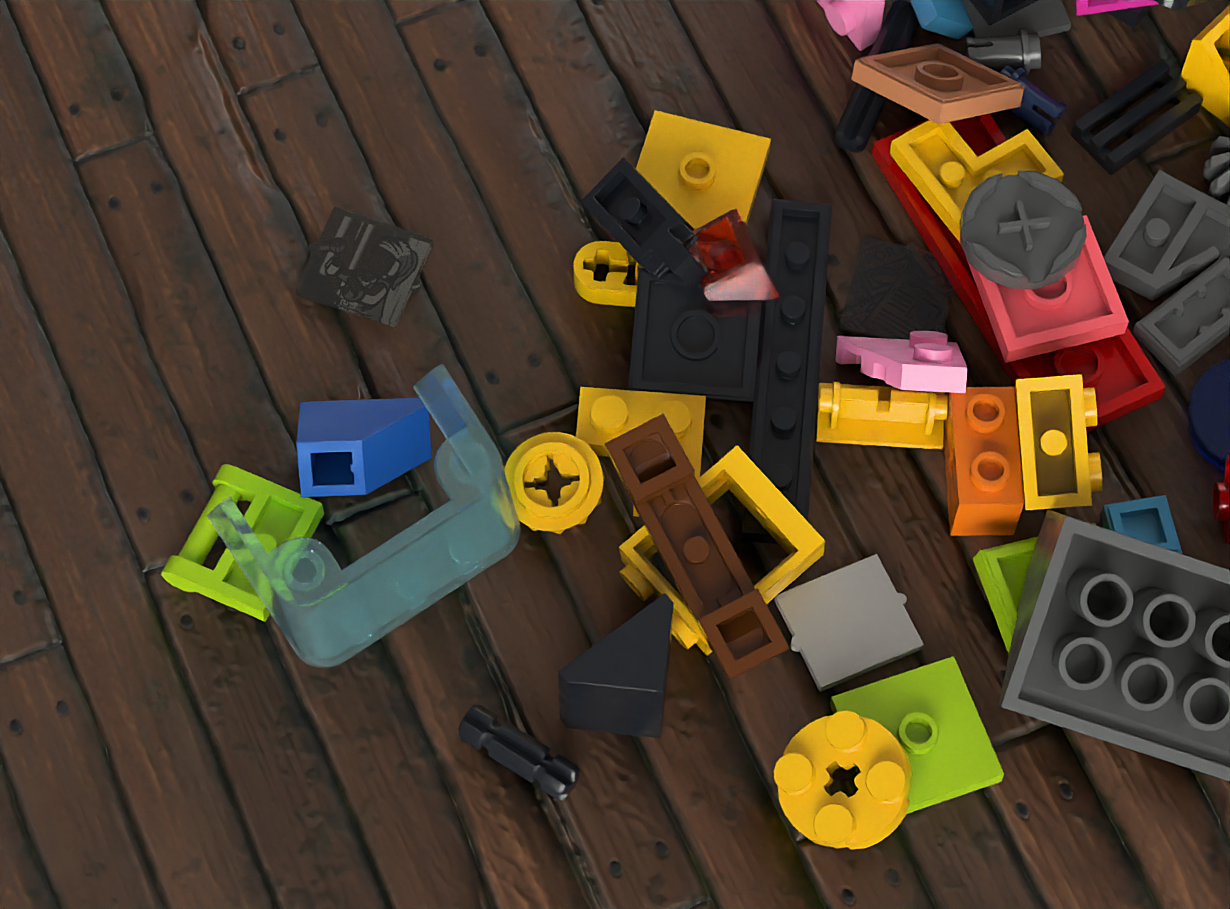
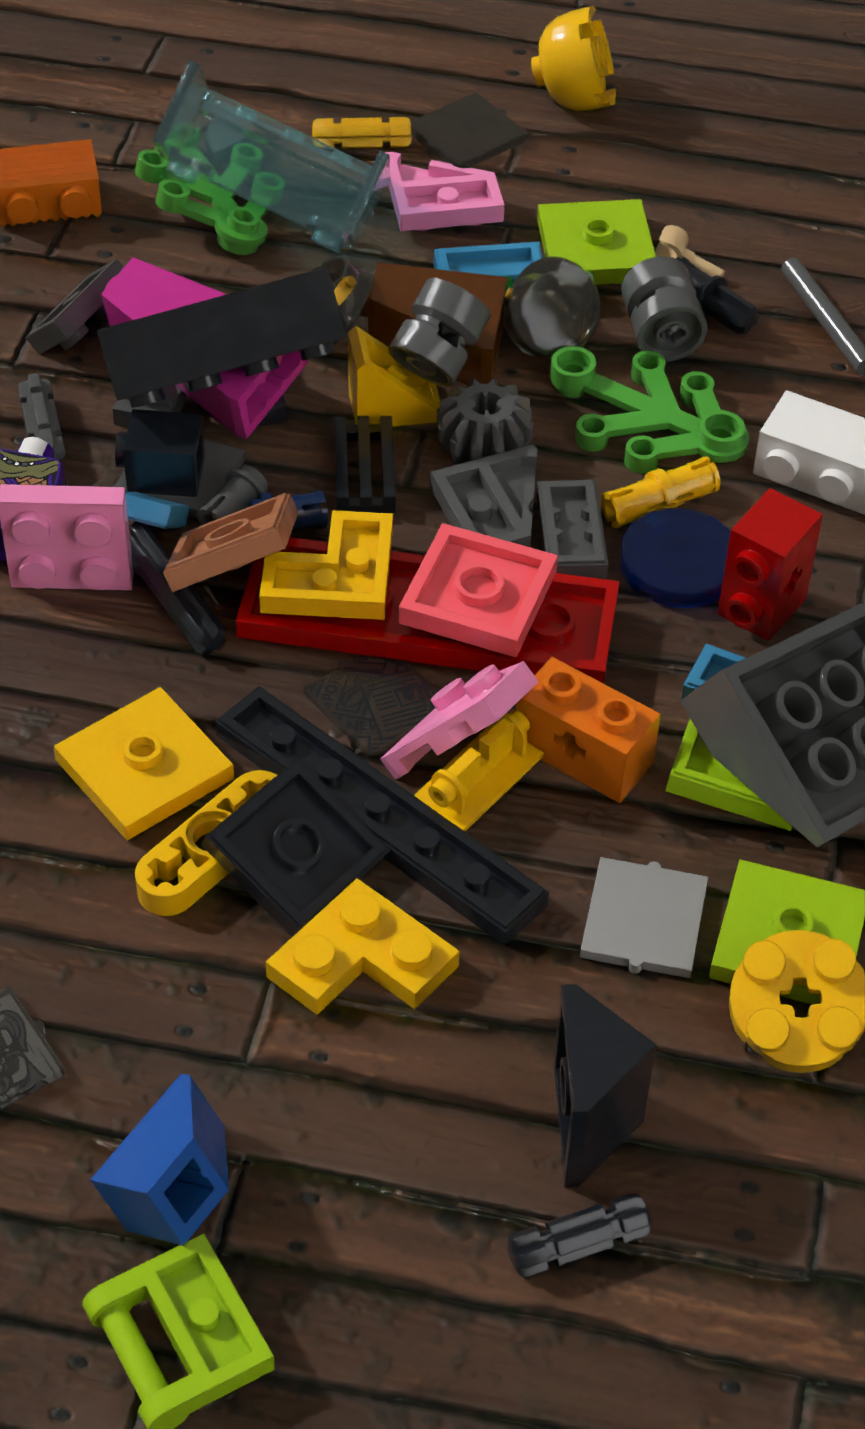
camera: 55 degrees left, 15 degrees down
(340, 612) = (316, 1271): clear light blue windscreen -> none
(530, 466) = (332, 1010): yellow gear -> none
(645, 224) = (172, 802): black hinge -> none
(695, 547) = (527, 949): reddish brown slope -> none
(733, 259) = (263, 764): clear red slope -> none
(766, 504) = (519, 887): yellow window -> none
(1022, 230) = (422, 564): dark grey tile -> none
(1054, 442) = (626, 653): yellow brick -> none

